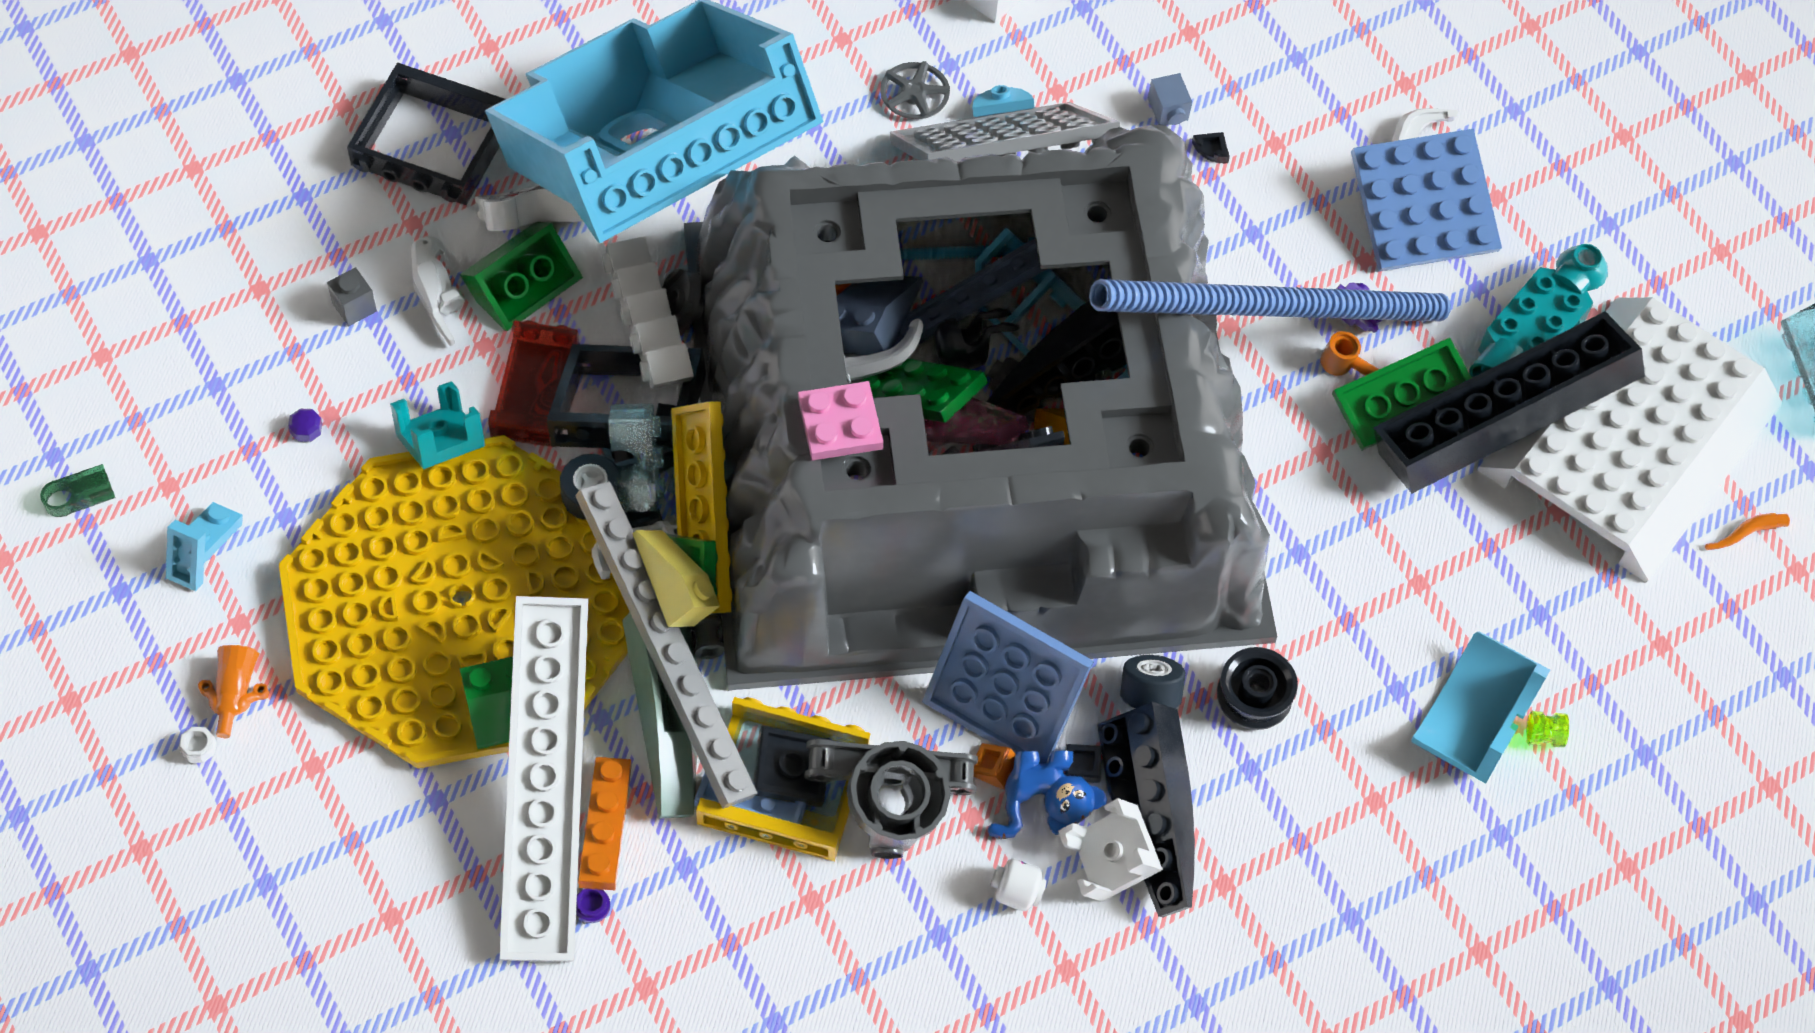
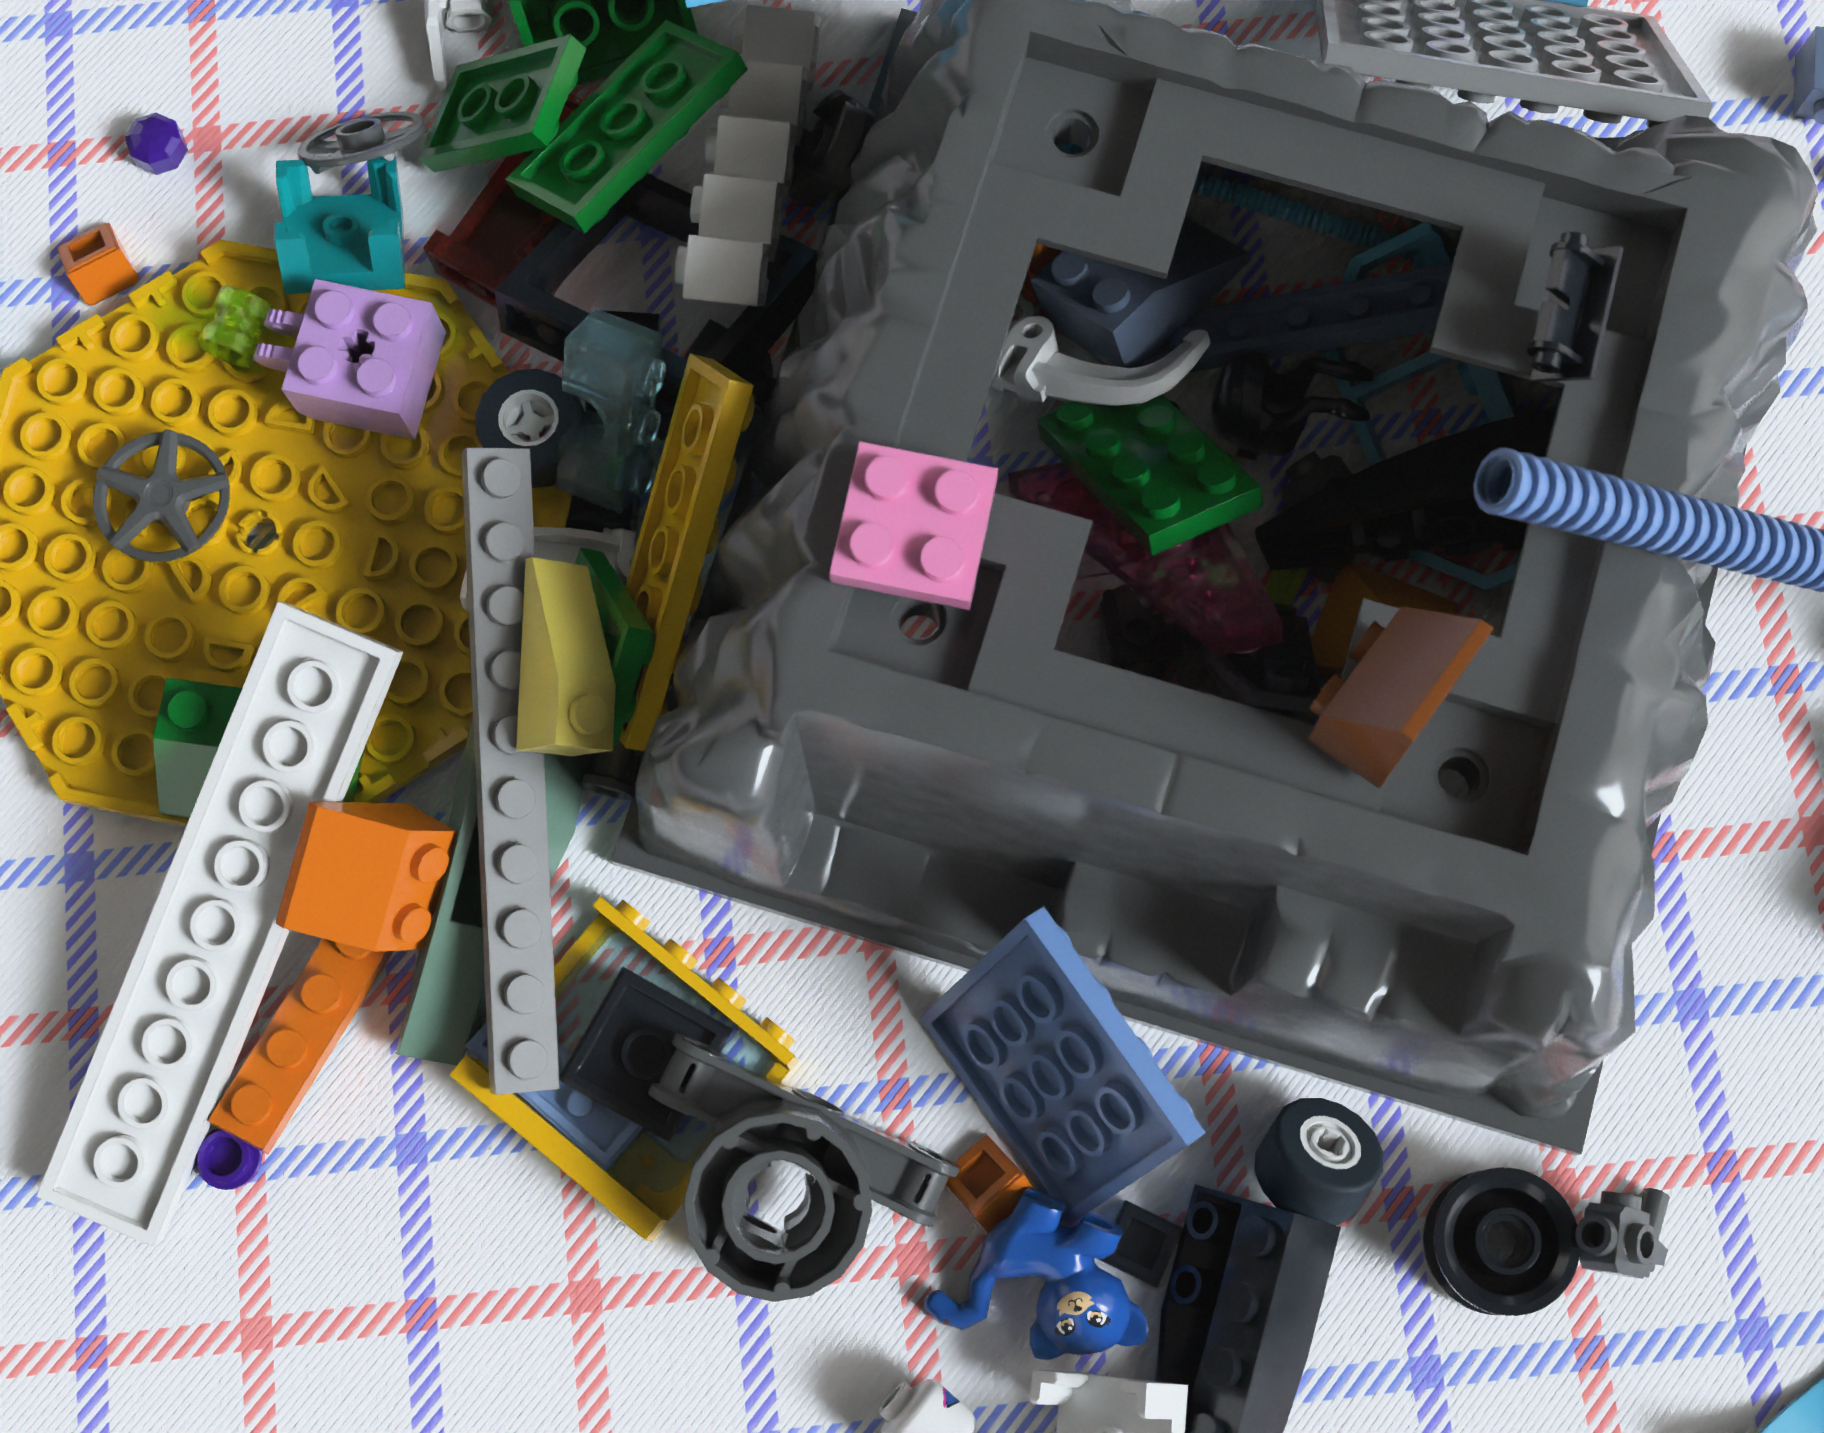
camera: 30 degrees right, 15 degrees up
(300, 496) = (97, 264): none -> orange slope
(401, 592) = (160, 496): none -> dark grey wheel
(405, 493) = (235, 327): none -> clear neon green wheel
(427, 380) = (360, 140): none -> dark grey wheel
(481, 485) = (357, 357): none -> lavender hinge
(498, 336) = (503, 104): none -> green plate
(574, 321) = (627, 125): none -> green plate
(614, 721) = (367, 874): none -> orange slope
(1094, 409) = (1394, 688): none -> dark orange slope
(1099, 225) = (1577, 310): none -> black hinge
(1313, 661) = (1623, 1234): none -> dark grey piece

